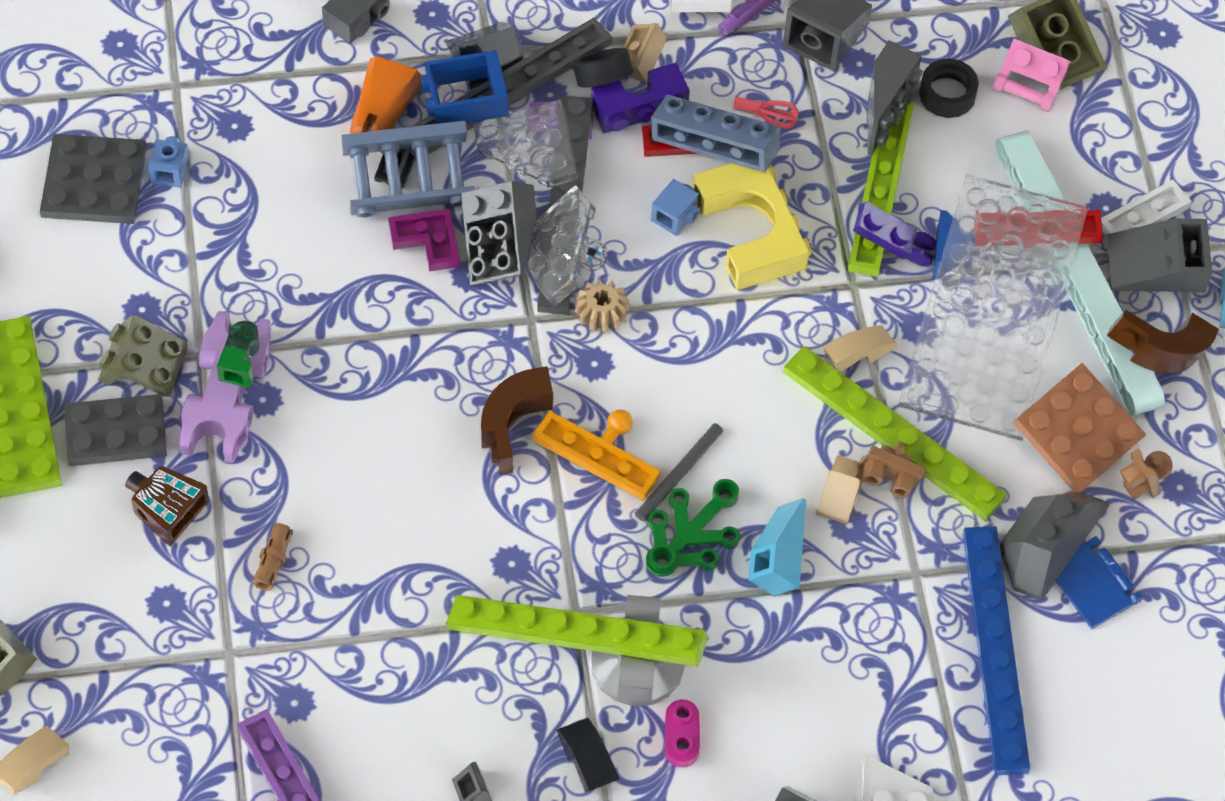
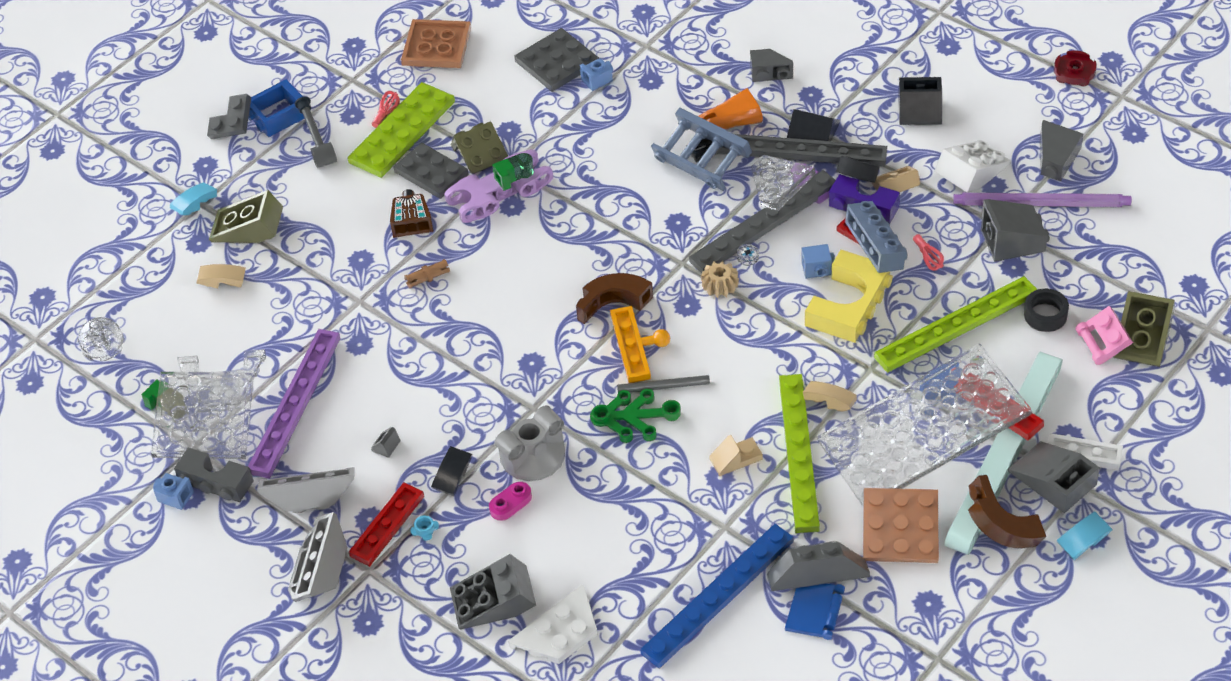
camera: 55 degrees right, 10 degrees down
(427, 229) = (678, 189): magenta plate -> none
(465, 69) = (793, 131): blue window -> none
(498, 230) = (710, 202): dark grey slope -> none
(559, 245) = (727, 229): clear plate -> none
(578, 630) = (508, 406): lime plate -> none
(778, 551) = (655, 456): medium azure slope -> none
(891, 88) = (991, 280): dark grey slope -> none
(892, 465) = (772, 460): medium nougat hips -> none
(894, 235) = (913, 350): dark purple hinge -> none
(1145, 475) = (904, 572): medium nougat hips -> none

